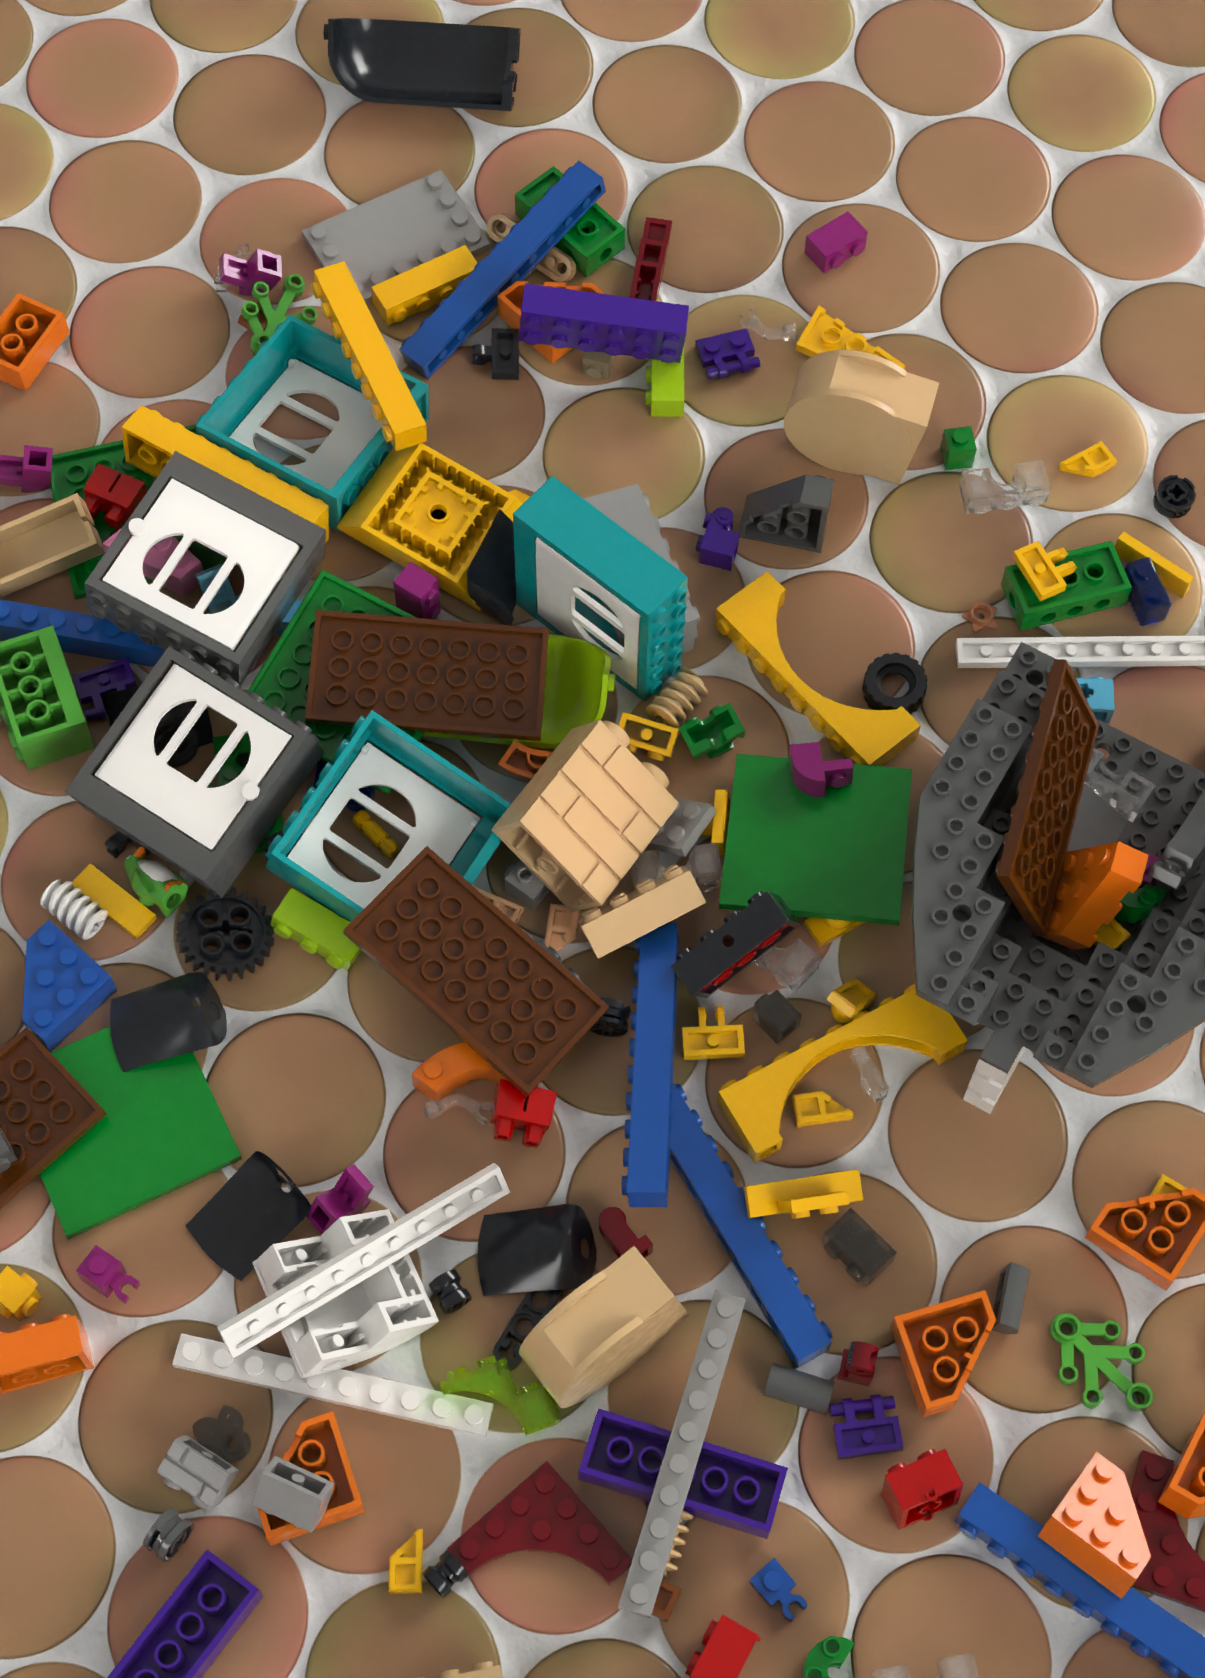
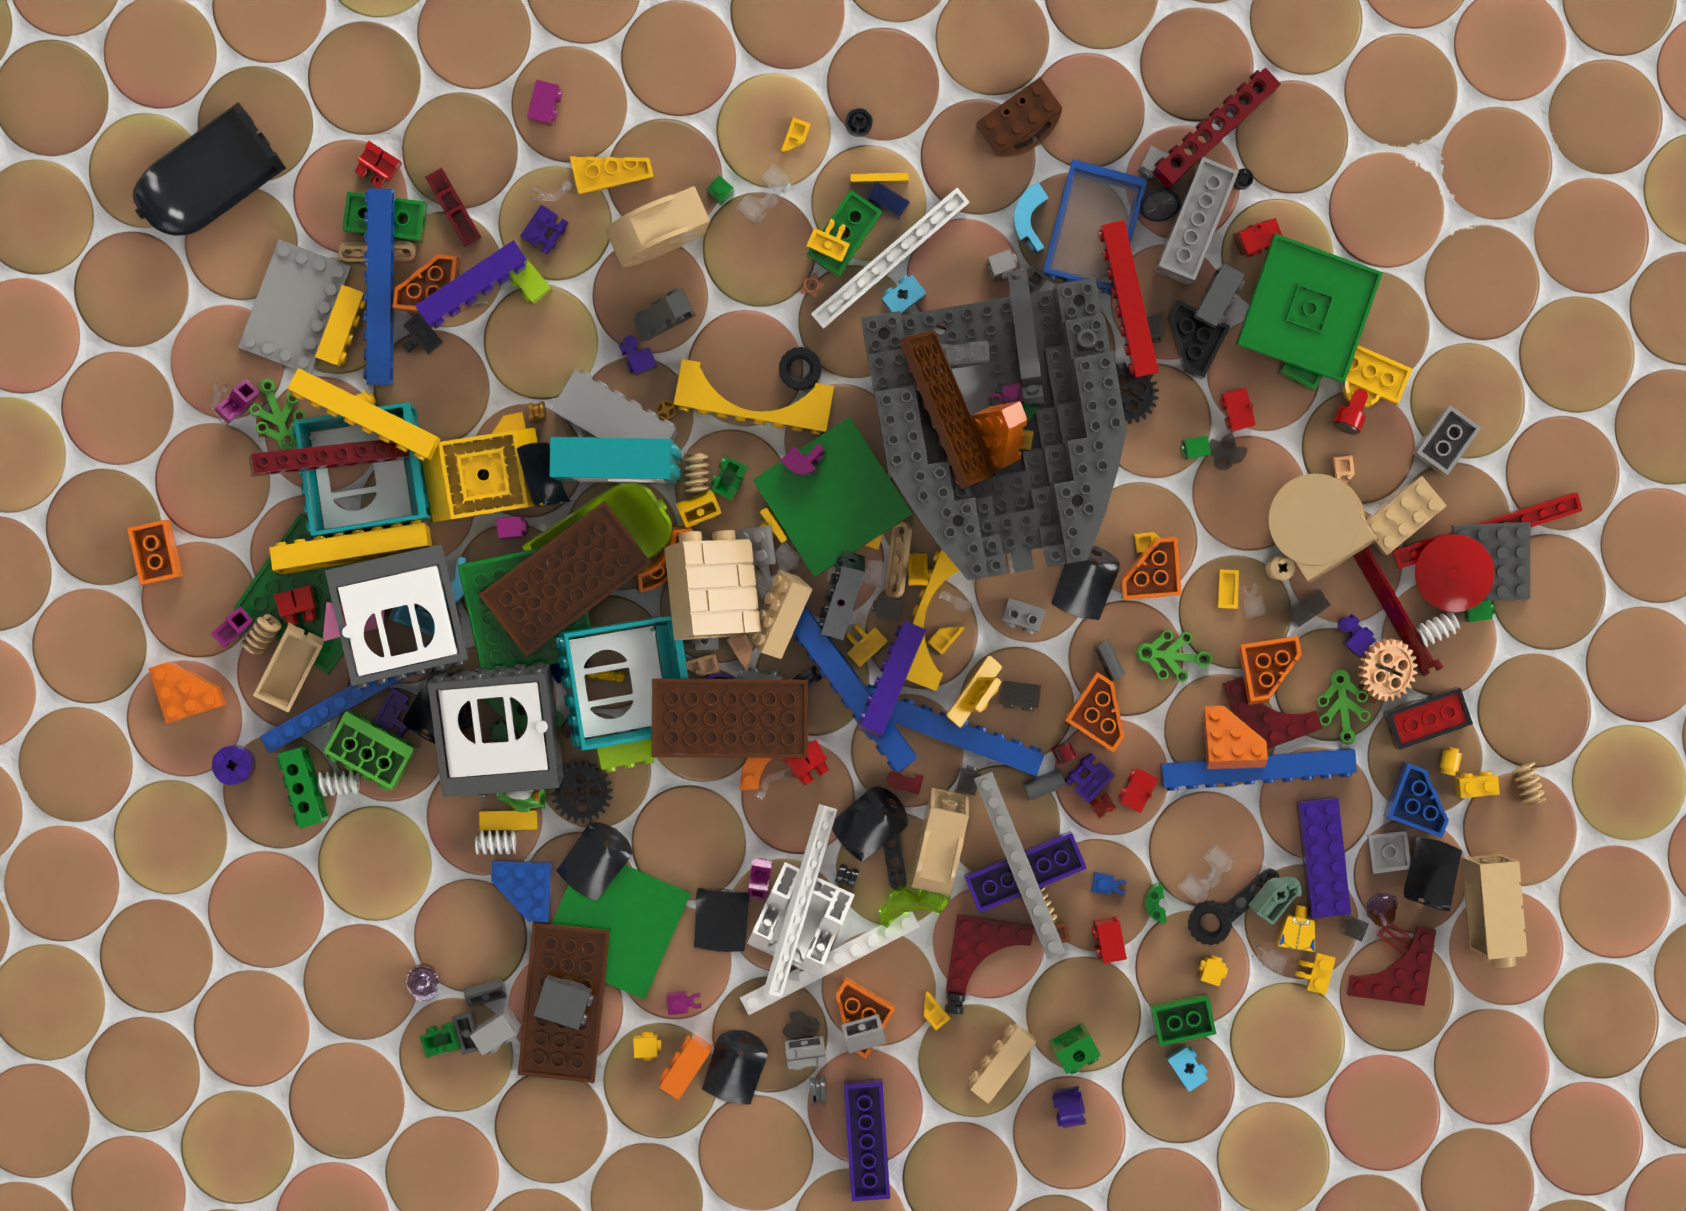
camera: 35 degrees left, 25 degrees up
(43, 495) = (261, 634): none -> tan piece
(89, 1421) = (733, 1075): none -> black piece
(287, 366) = (324, 457): none -> dark red brick
(615, 173) = (378, 161): none -> red hips
(699, 1297) = (966, 782): none -> clear smoke brick
(707, 609) = (663, 410): none -> pearl gold wheel
(713, 1081) = (892, 680): none -> dark purple brick
(837, 971) = (898, 559): none -> tan plate
(856, 1476) = (1103, 806): none -> clear red wheel
(940, 1156) = (1023, 615): none -> light grey brick
(1052, 1181) = (1086, 586): none -> black piece

